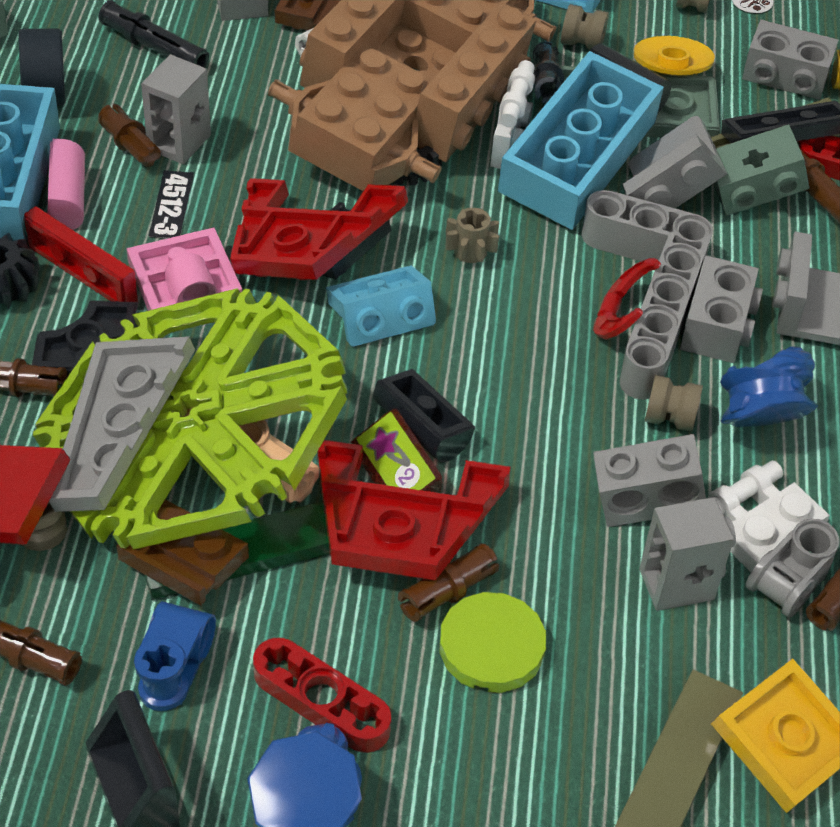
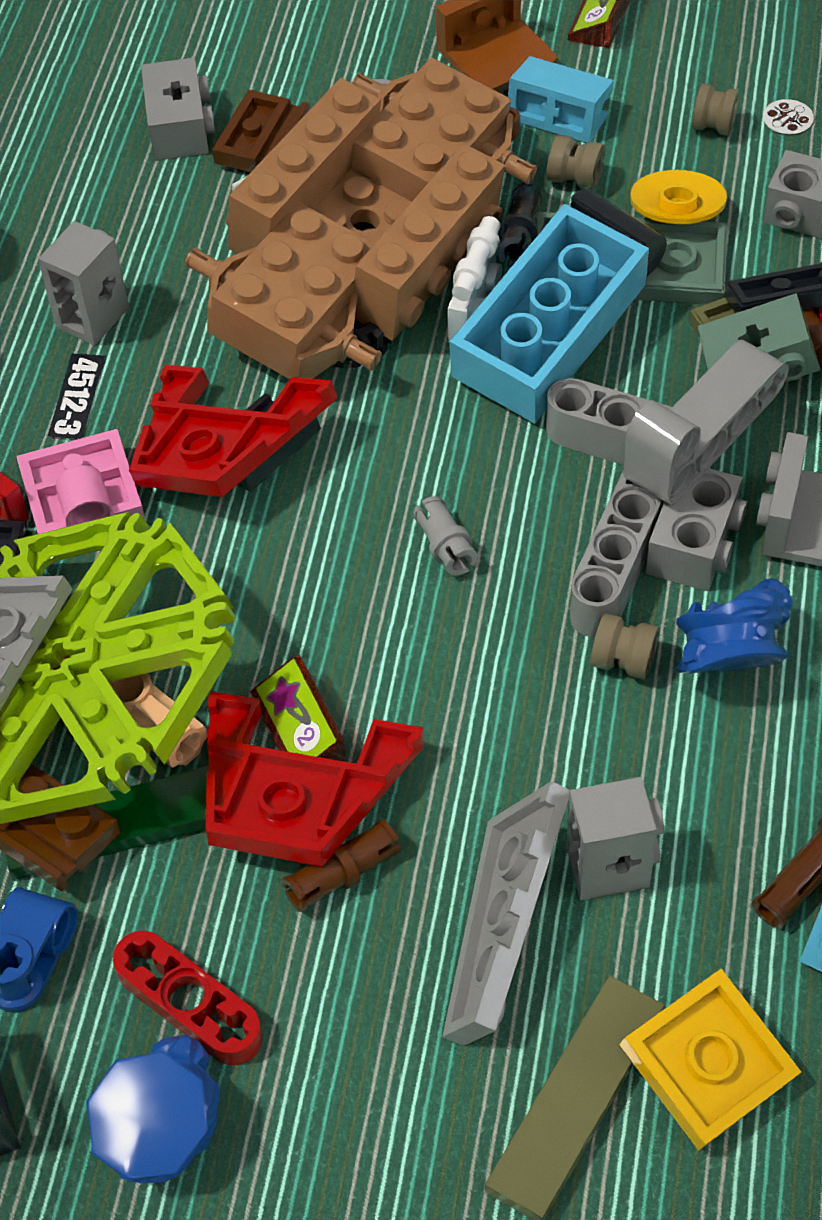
camera: 10 degrees right, 5 degrees up
(129, 134) = (33, 312): reddish brown axle -> none
(140, 30) = (40, 166): black pin -> none
(383, 304) = (302, 522): medium azure bracket -> none
(427, 413) = (335, 659): black brick -> none
(472, 235) = (413, 434): dark tan gear -> none
(492, 642) = (385, 937): lime tile -> none
(510, 320) = (447, 540): none -> light grey pin
(595, 614) = (500, 910): none -> light grey wing
(607, 323) = (560, 546): red piece -> none
(646, 477) = (582, 743): light grey brick -> none
(676, 166) = (659, 346): light grey bracket -> none
(713, 232) = (677, 446): none -> light grey beam
(772, 519) = (725, 800): white plate -> none
(791, 571) = (736, 859): light grey piece -> none

